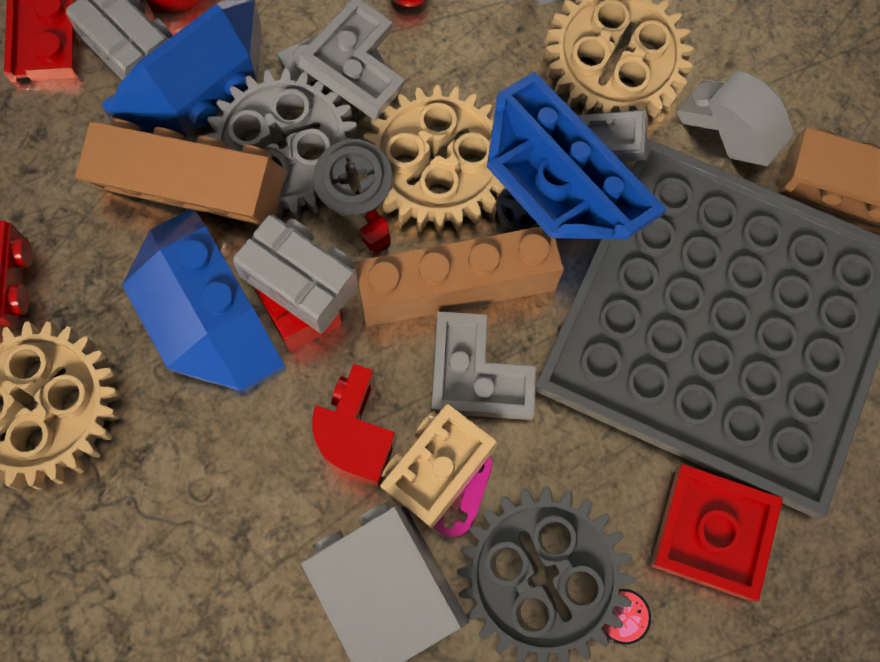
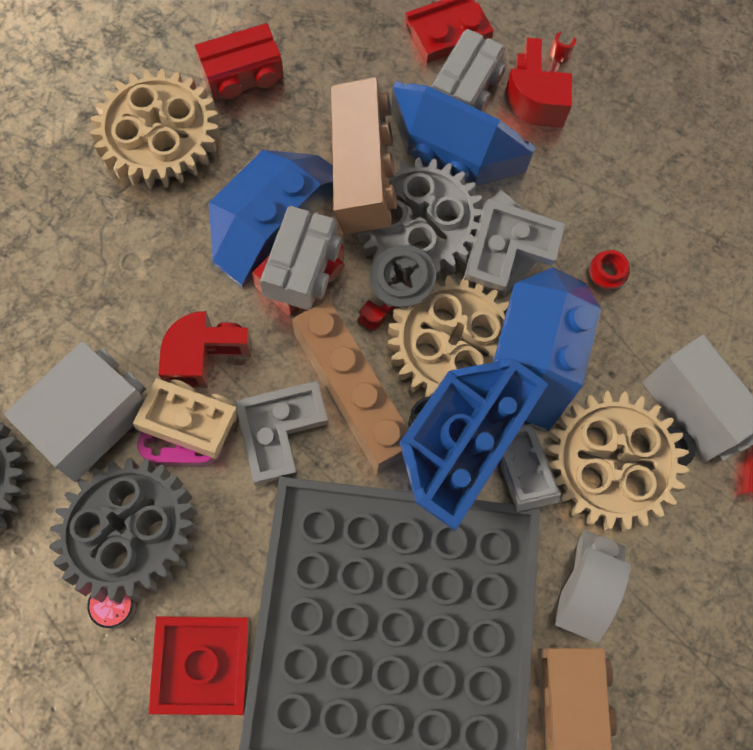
camera: 70 degrees right, 0 degrees up
(466, 55) = (551, 334): none -> blue wedge

